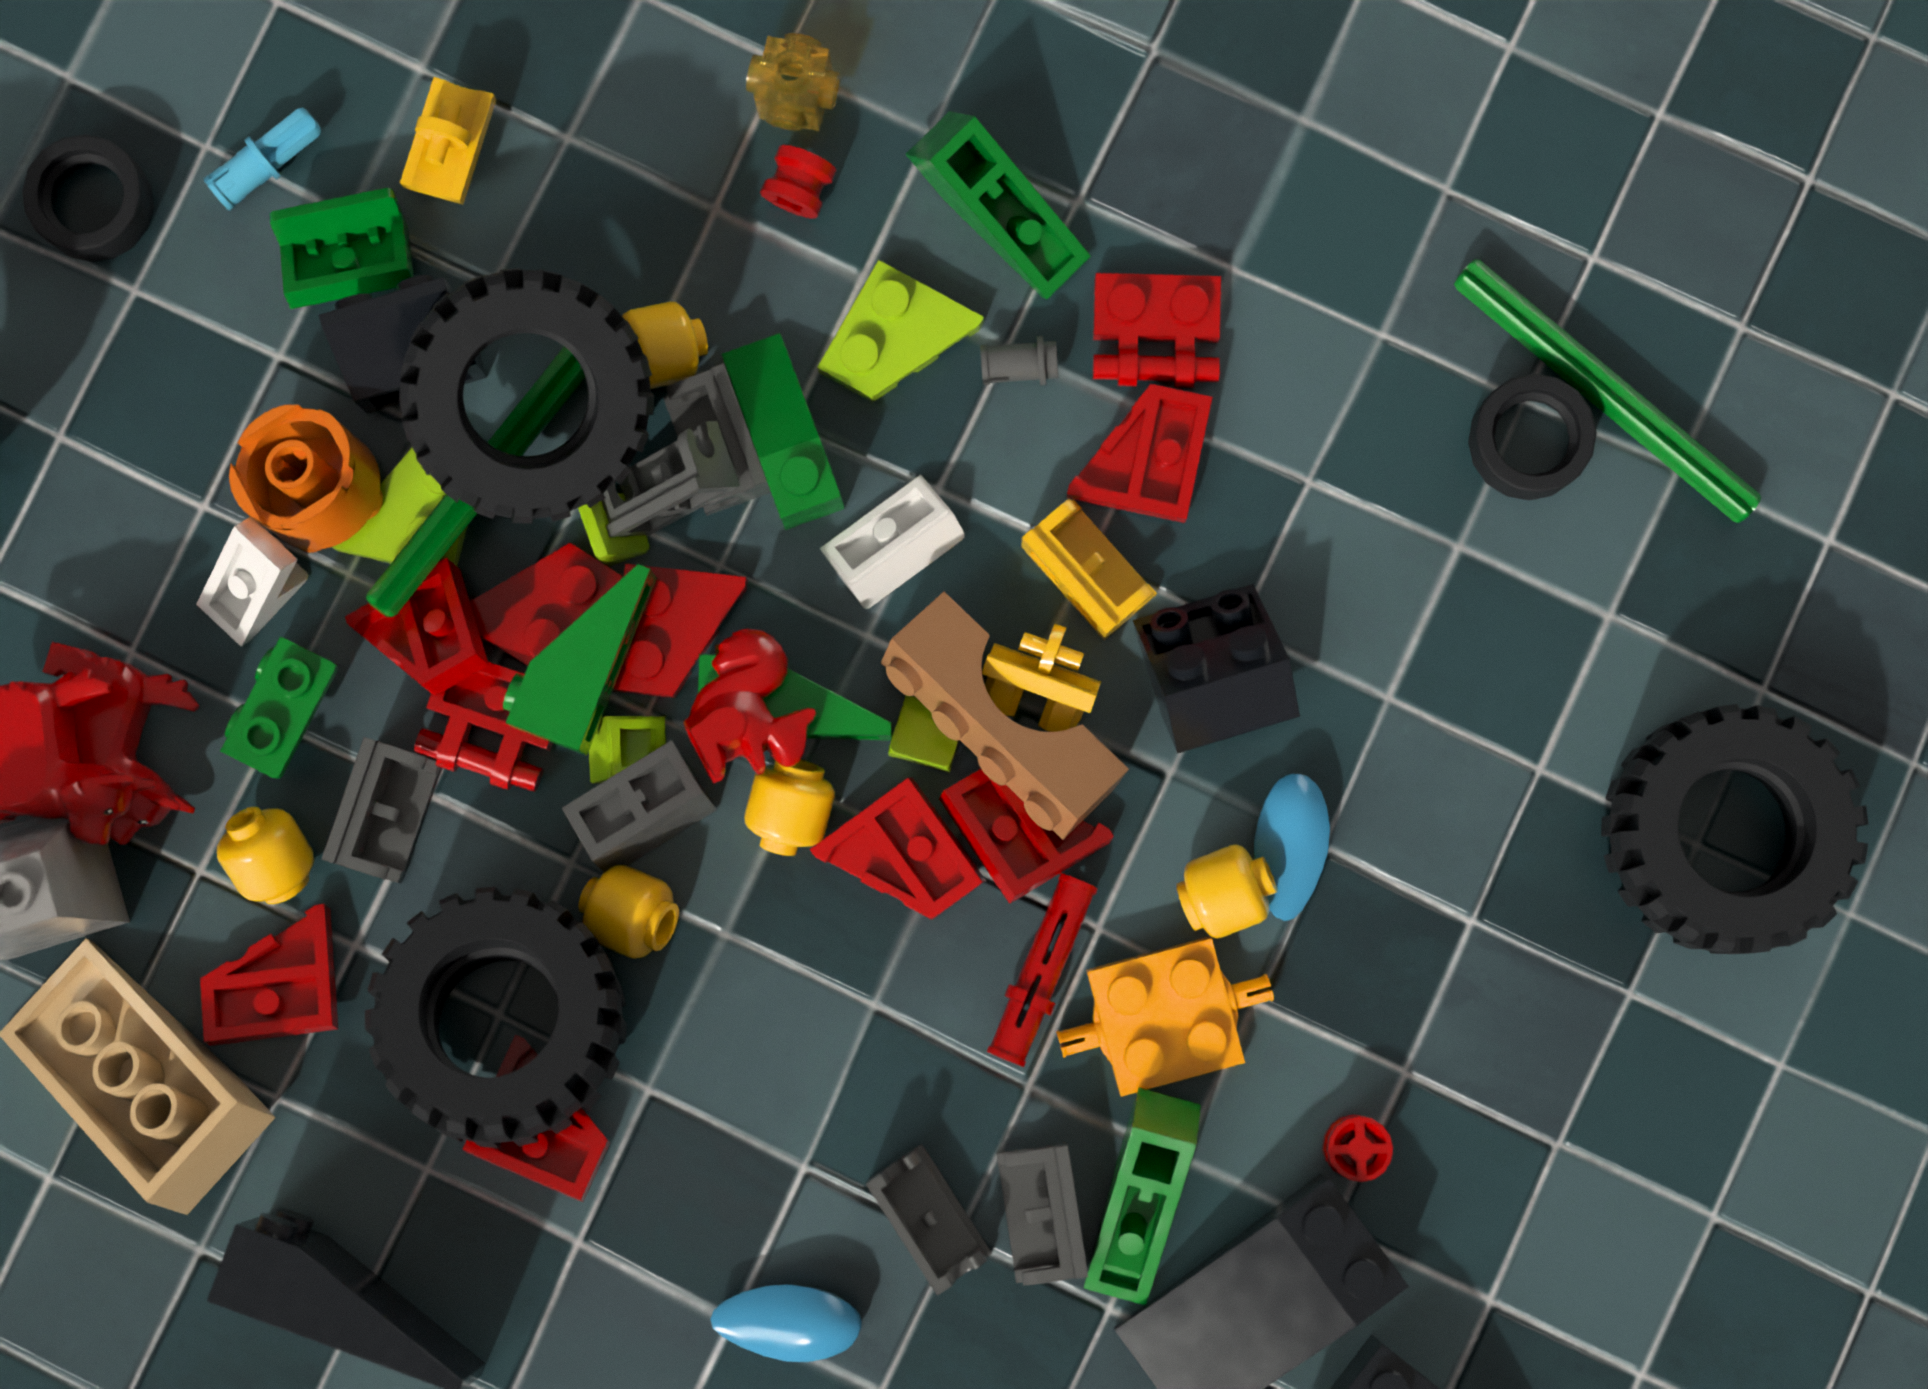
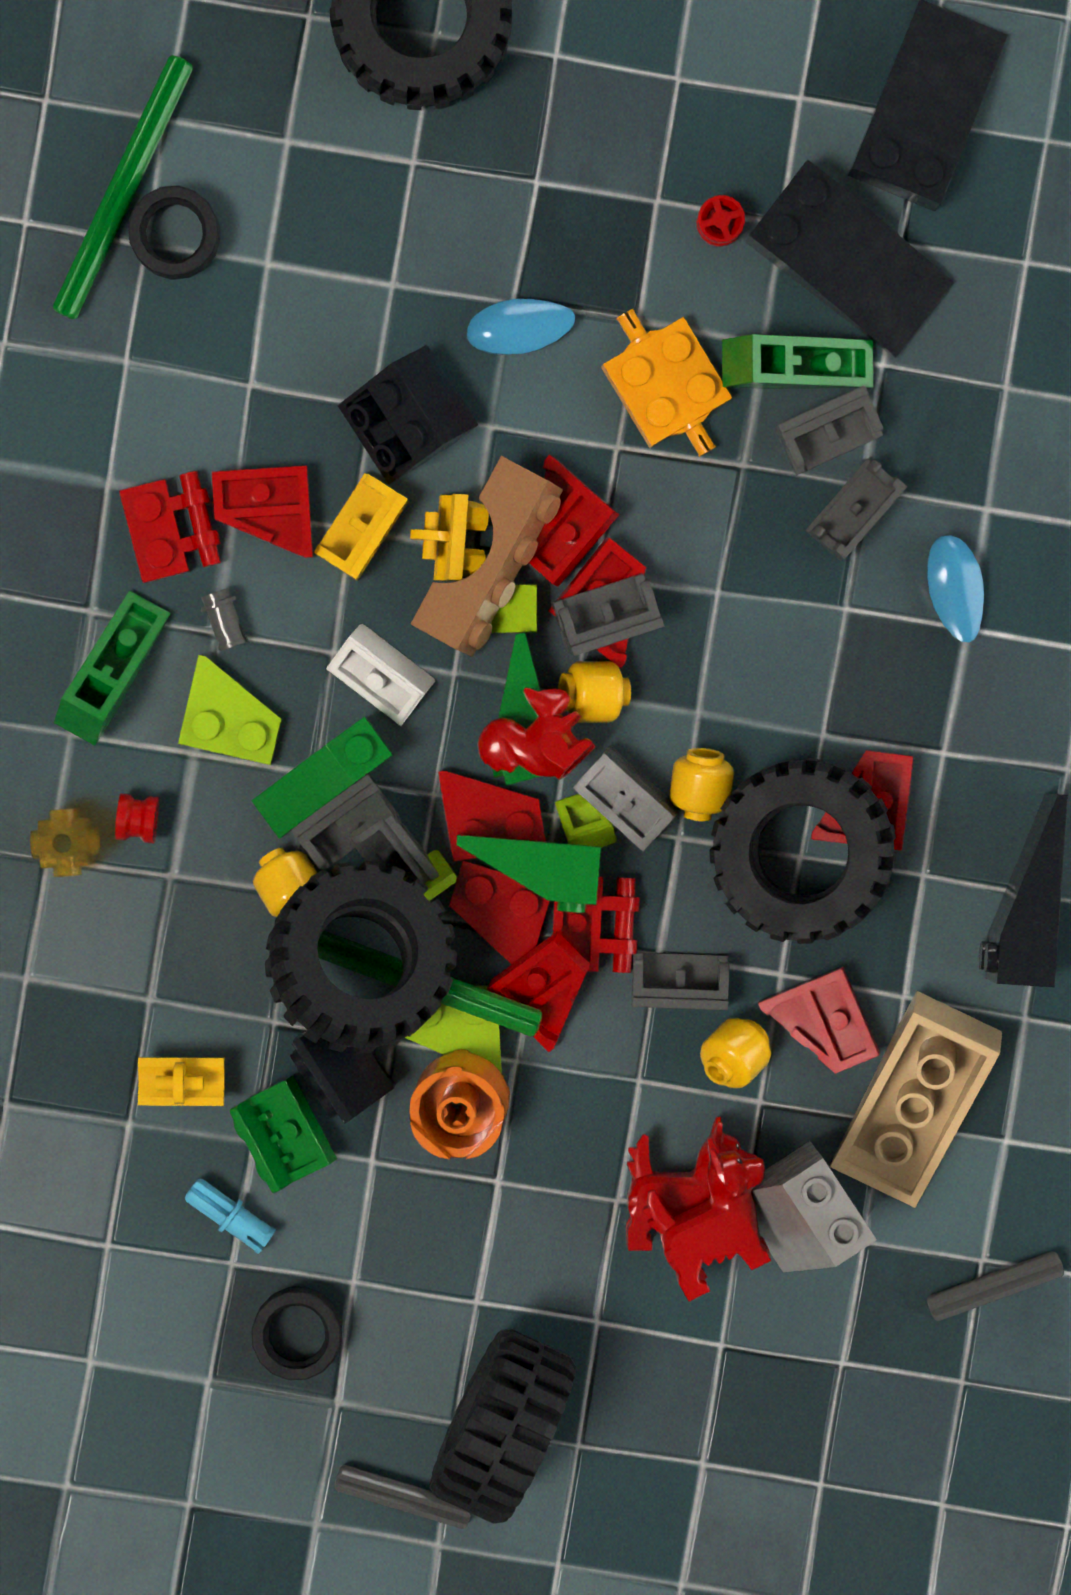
camera: 110 degrees left, 5 degrees up
(250, 581) = (545, 1126): white slope -> none
(279, 708) = (629, 1072): green bracket -> none
(882, 849) = (607, 614): none -> dark grey hinge
(1070, 898) = (716, 483): red pin -> none
(1226, 891) = (566, 363): yellow head -> none

